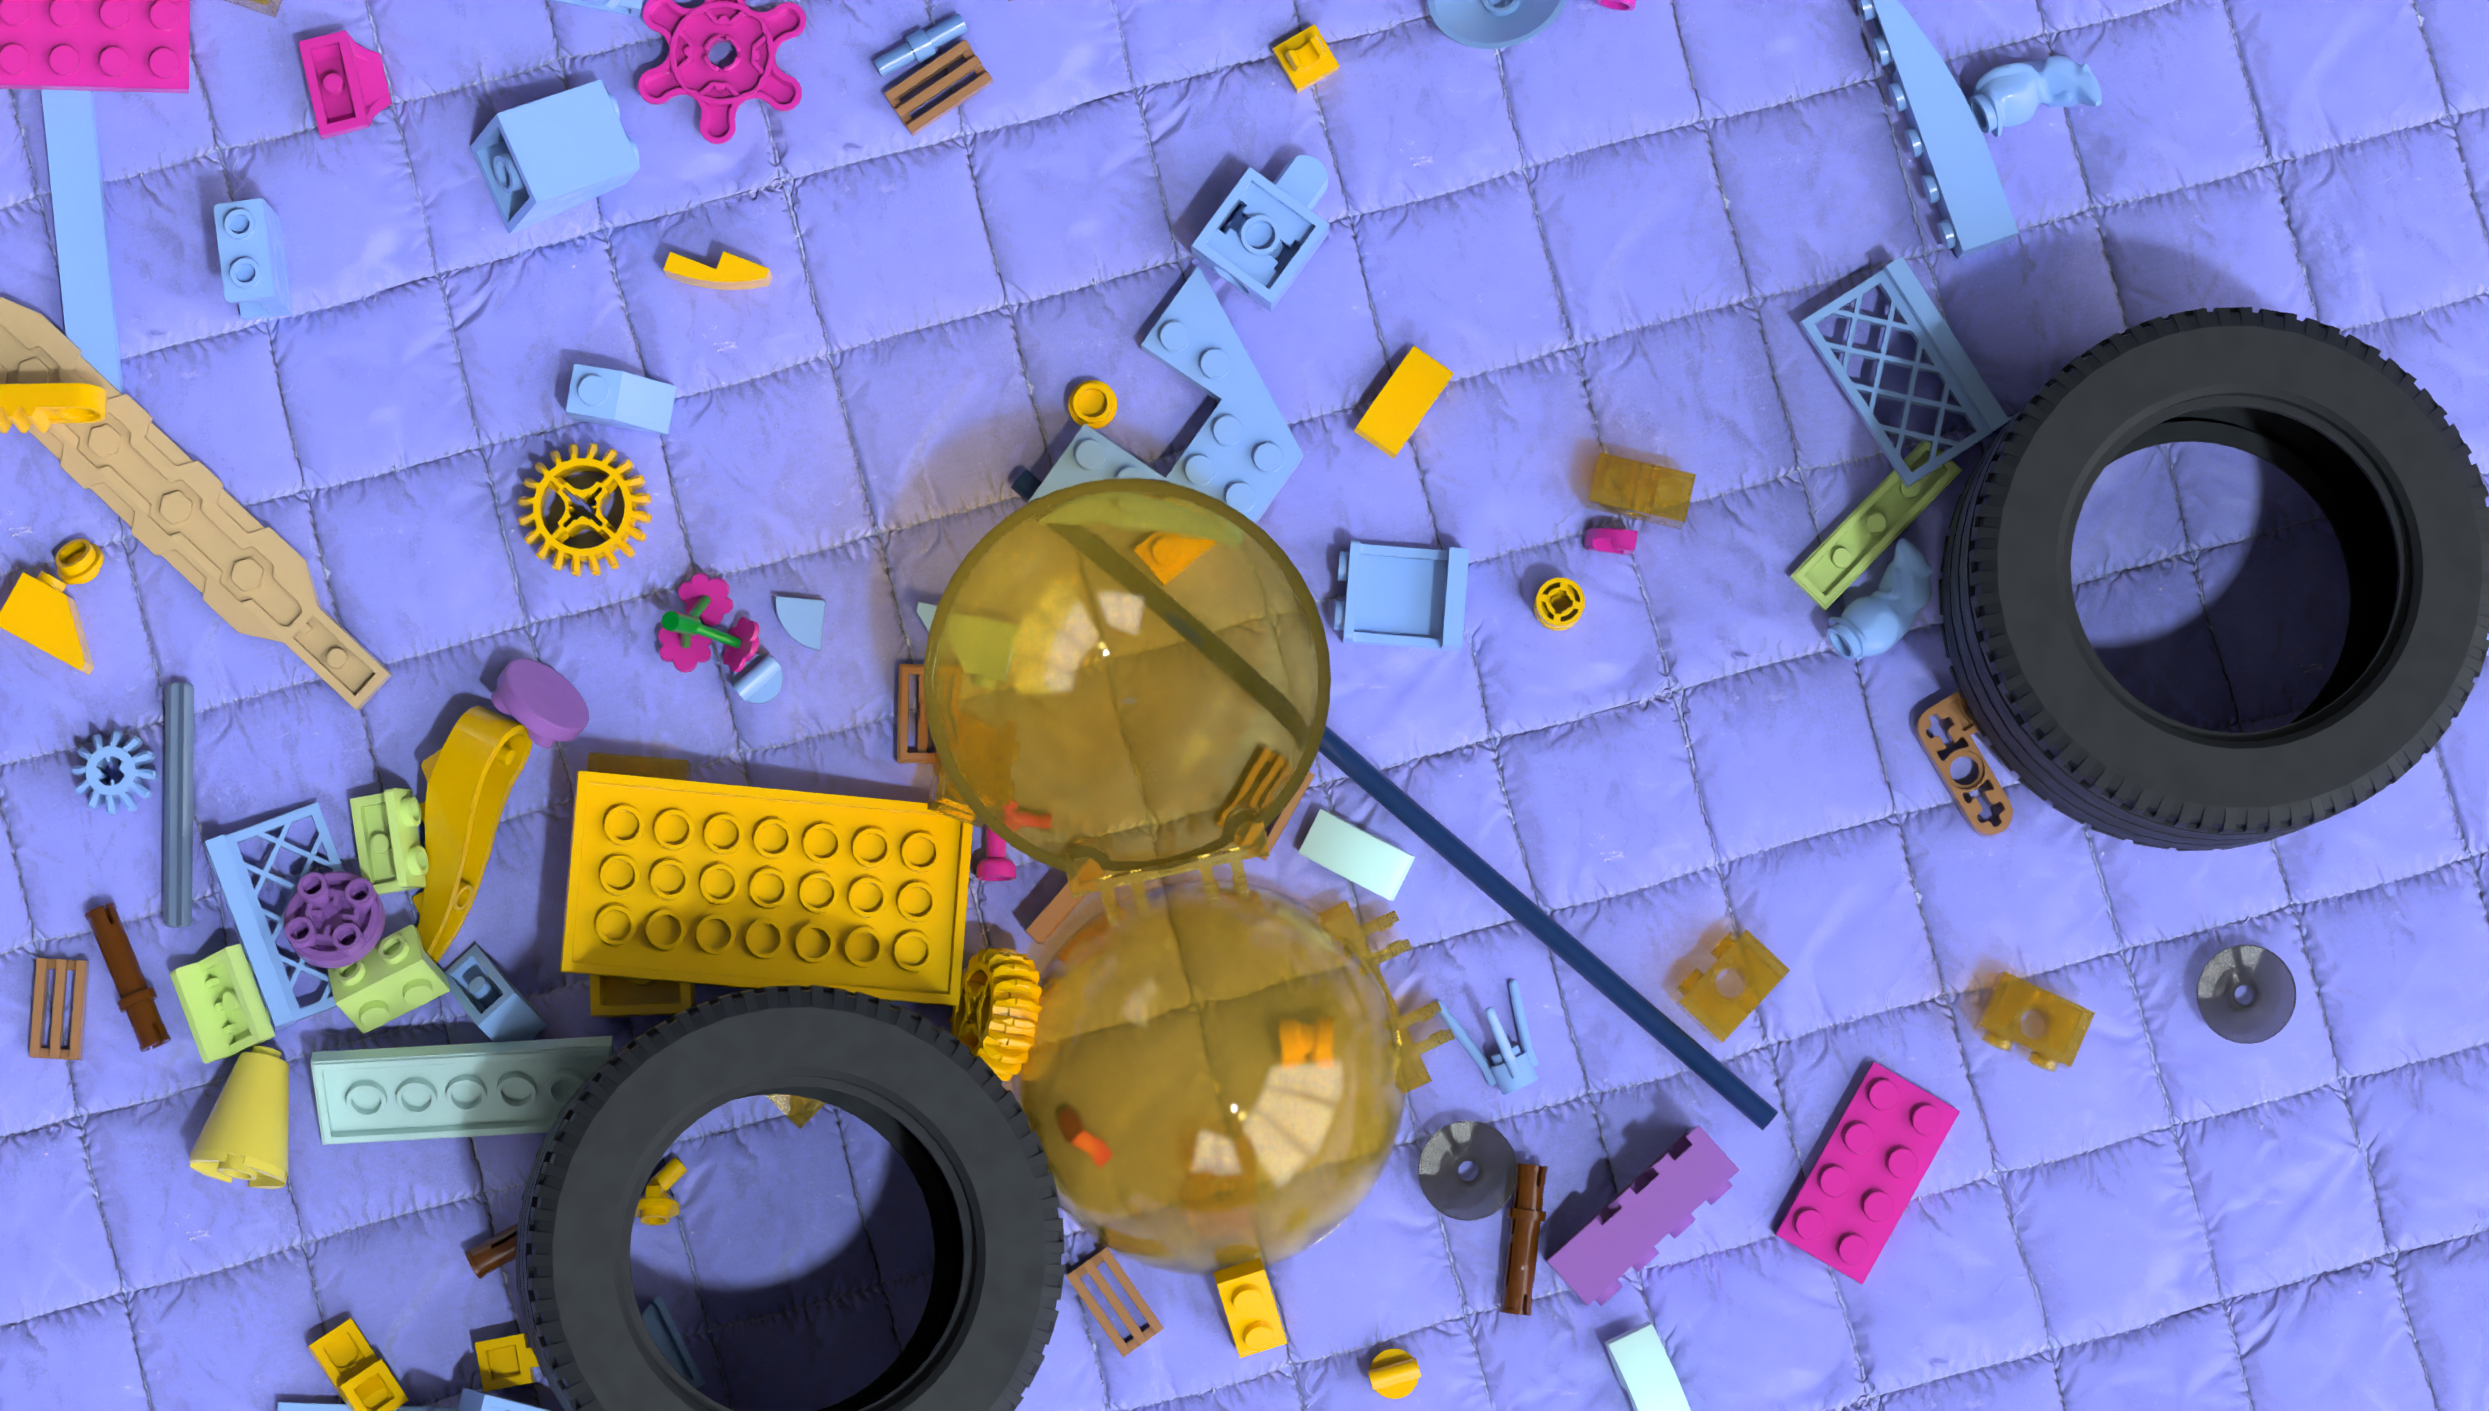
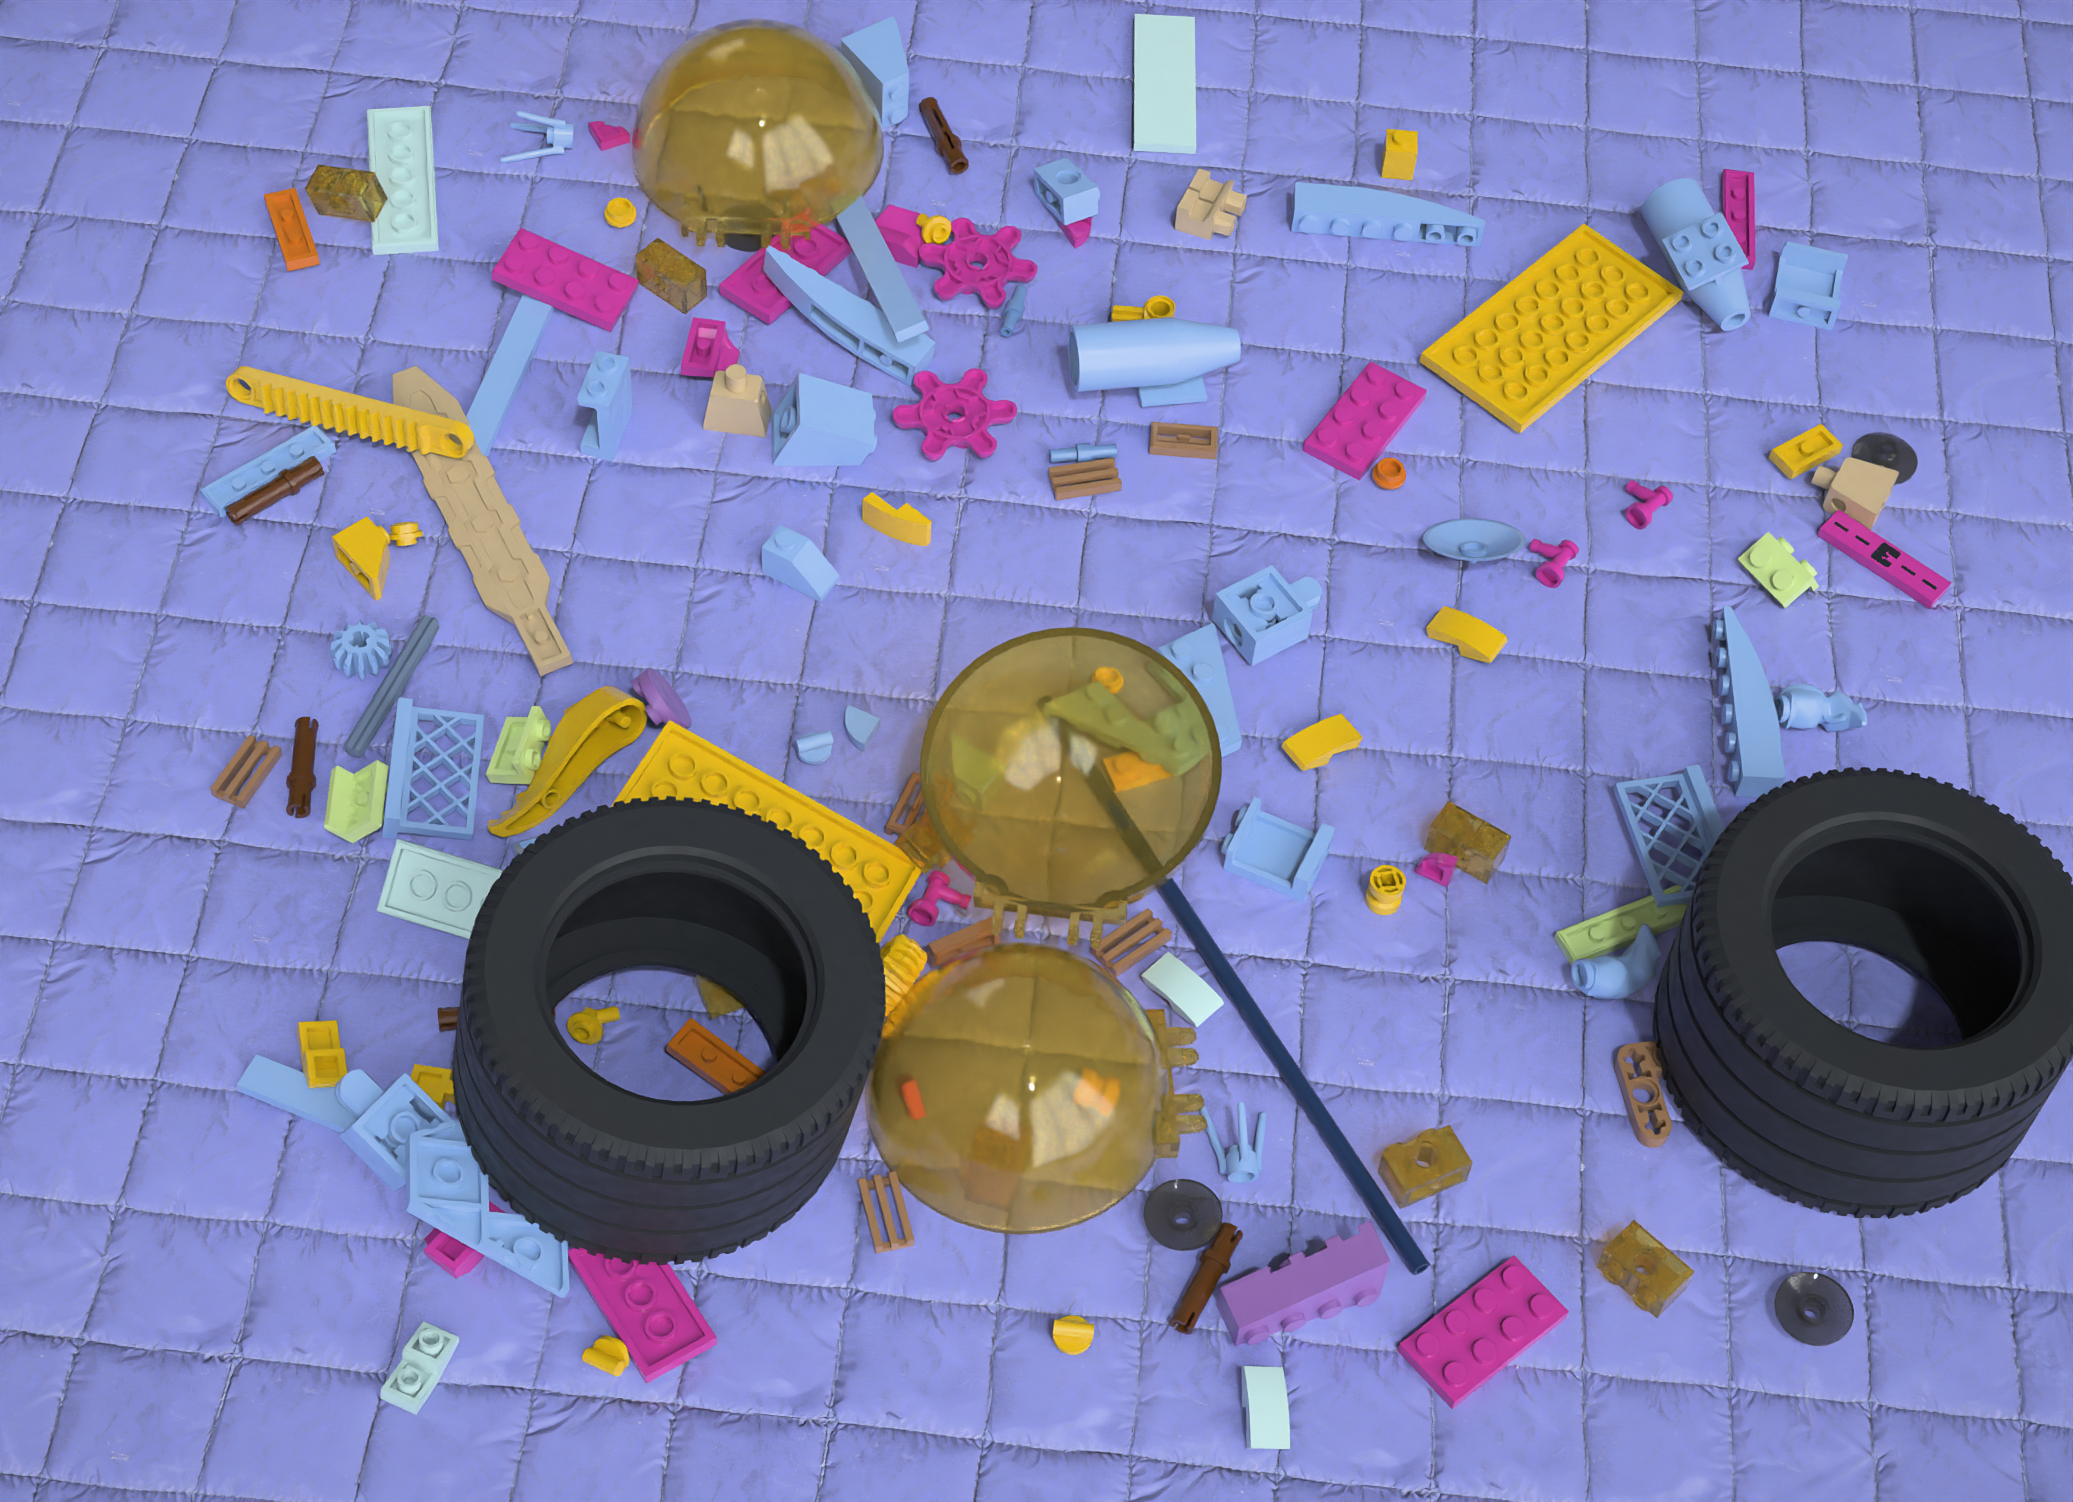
camera: 20 degrees right, 30 degrees down
(248, 1124) = (330, 875): light yellow cone -> none
(334, 919) = (458, 771): medium lavender tile -> none
(388, 981) = (474, 824): yellowish green bracket -> none
(426, 169) = (738, 403): none -> tan torso
(568, 525) = (737, 614): yellow gear -> none
(687, 640) = (799, 692): dark pink plant -> none
(844, 1193) = (712, 1058): none -> orange plate
(1250, 1307) = (984, 1242): yellow plate -> none
(1305, 58) = (1330, 541): yellow tile -> none
(1536, 146) = (1472, 635): none -> yellow slope

